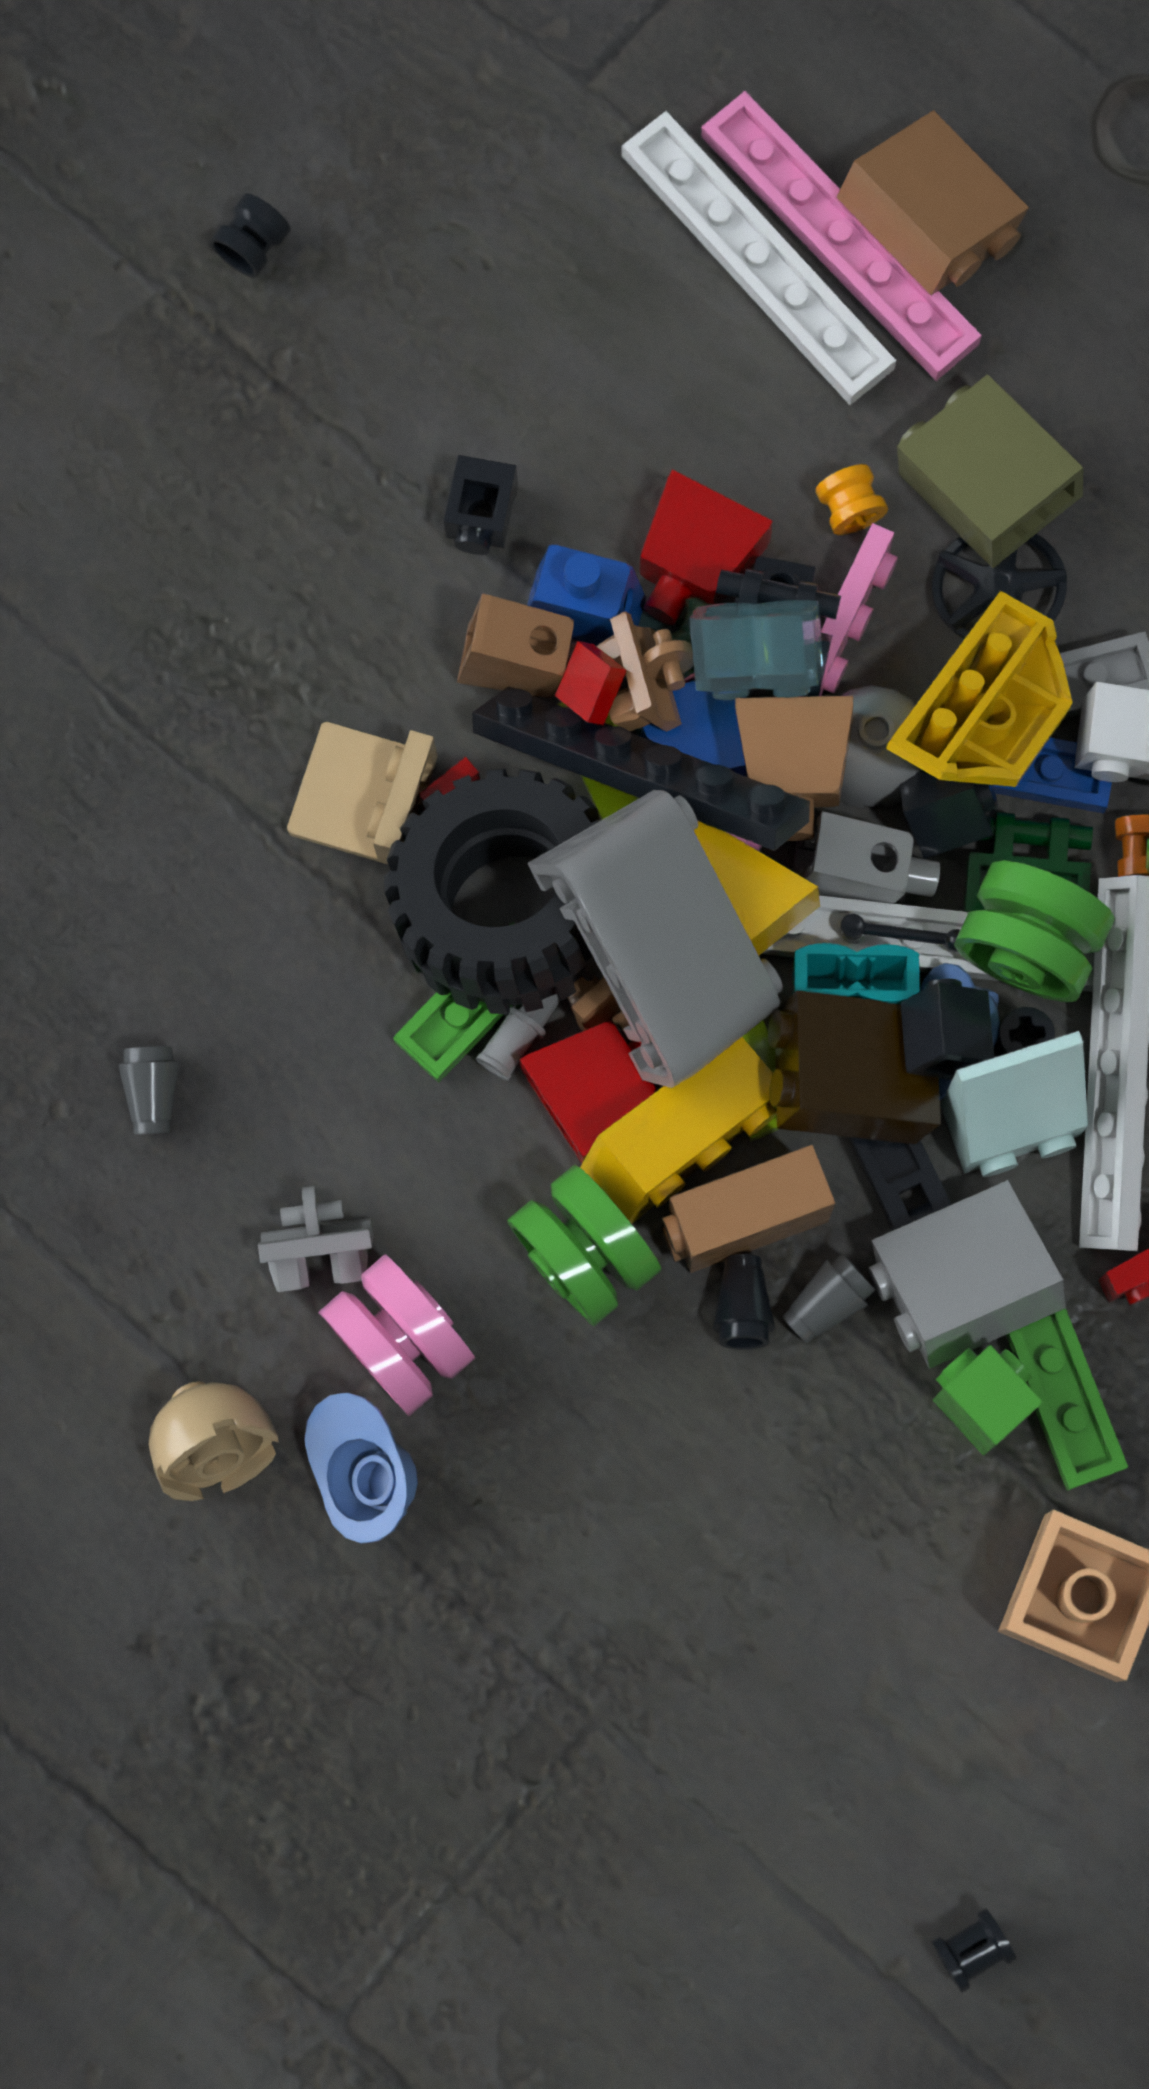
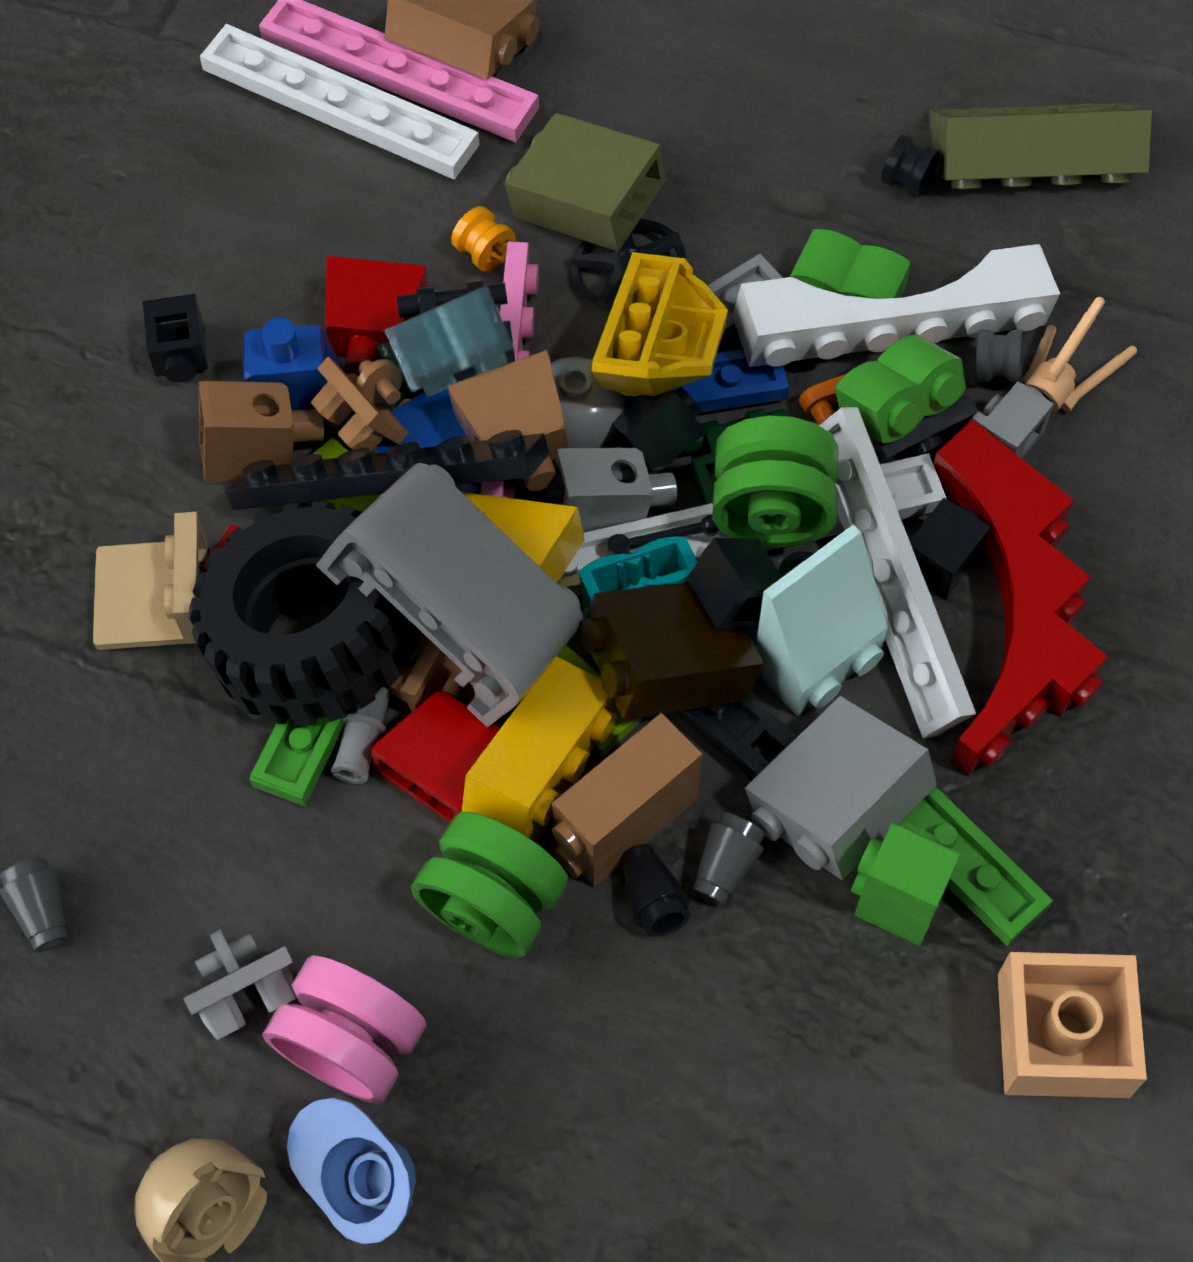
camera: 25 degrees left, 15 degrees down
(590, 683) = (319, 422): red tile -> none

